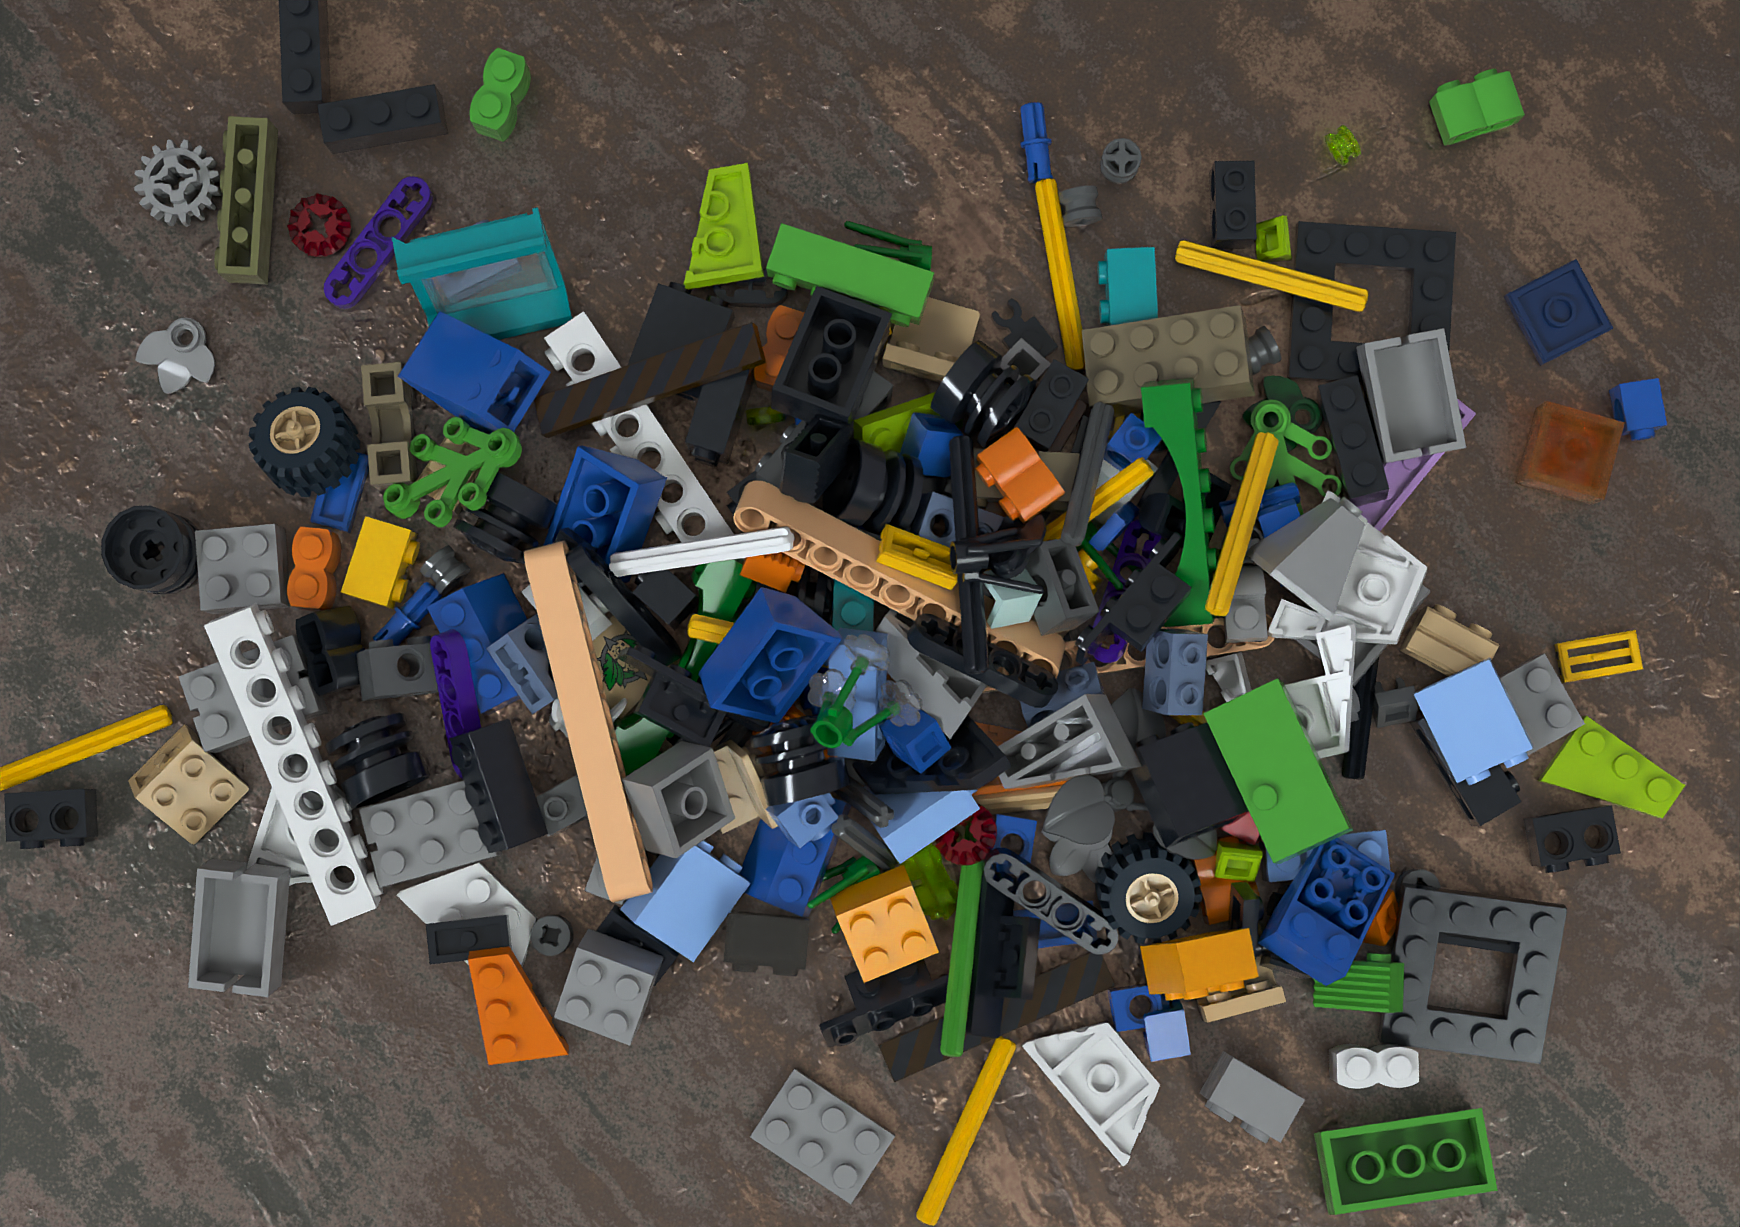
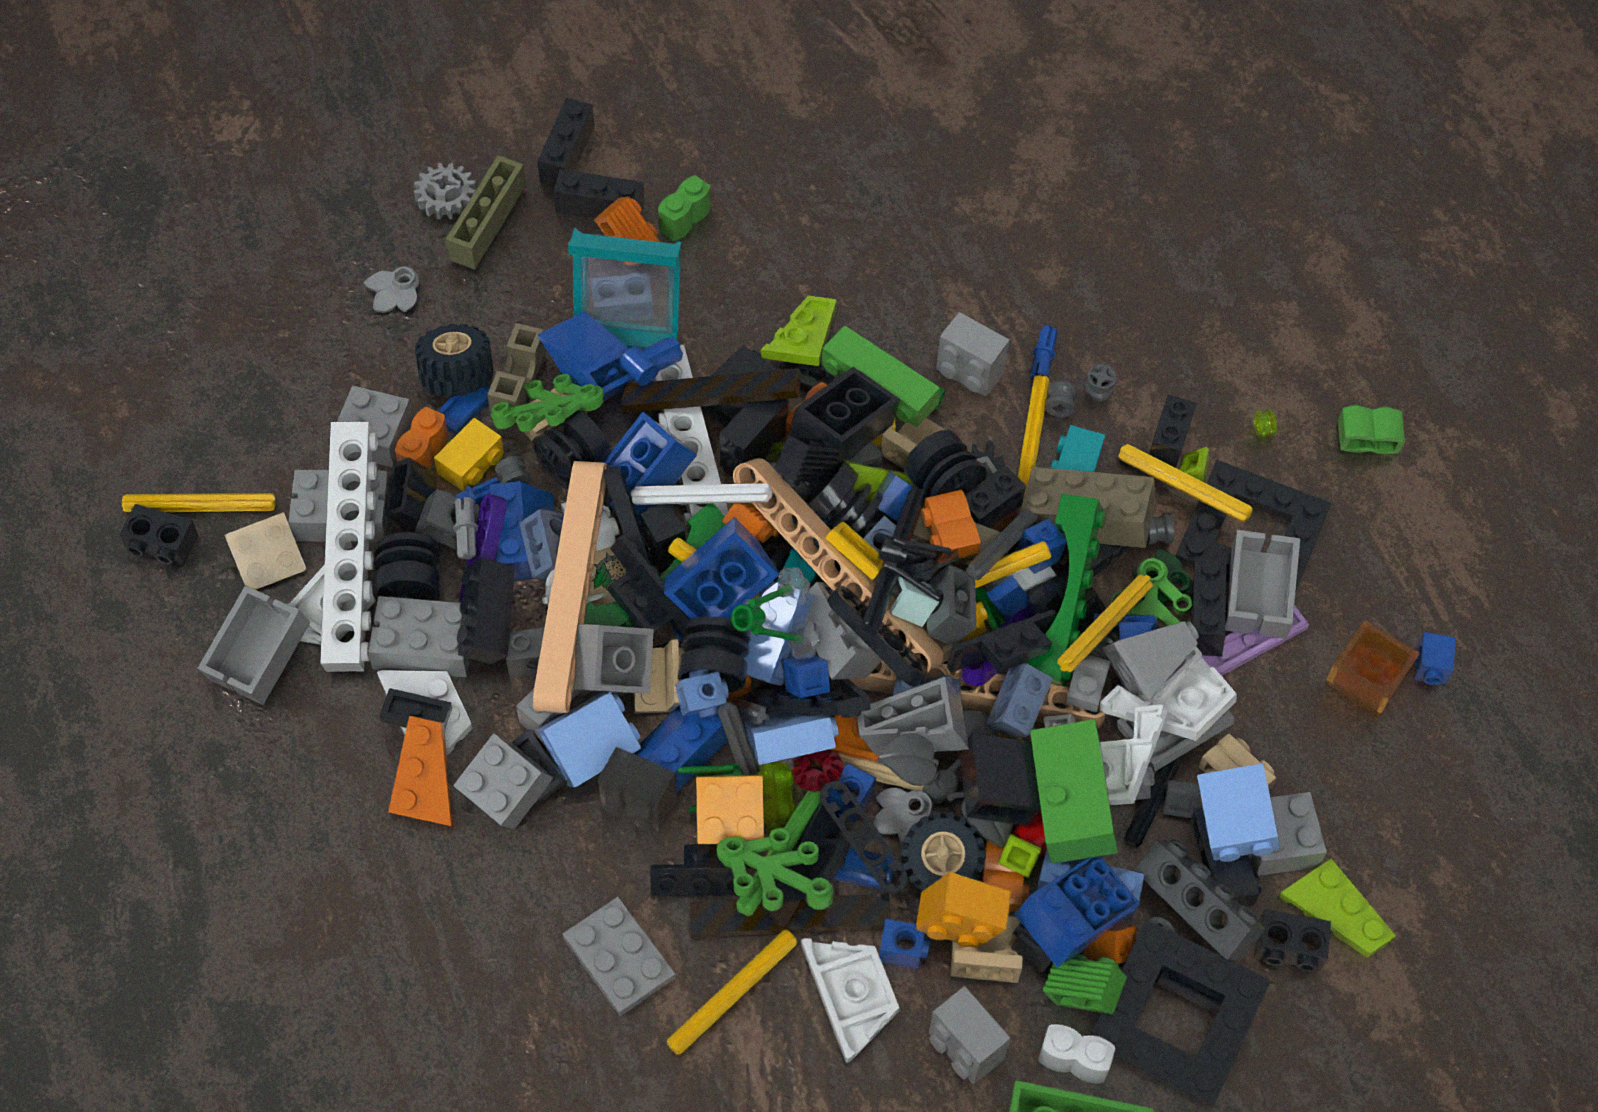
camera: 15 degrees right, 25 degrees down
(132, 547) = (315, 388): black wheel -> none
(337, 227) = (518, 254): dark red gear -> none
(372, 238) = (556, 264): dark purple beam -> none
(426, 686) = (465, 528): none -> light grey axle
(444, 164) = (625, 220): none -> orange brick
(551, 368) = (647, 362): none -> blue piece
(558, 932) = (475, 727): dark grey wheel -> none
(950, 190) = (972, 354): none -> light grey brick
(961, 992) = (736, 852): none -> bright green plant
(1166, 1033) = (918, 965): panel -> none
(1245, 912) = (1016, 884): black plate -> none
(1466, 853) = (1206, 918): none -> dark grey brick
(1558, 312) = (1393, 581): dark blue tile -> none
(1565, 662) = (1349, 833): yellow tile -> none

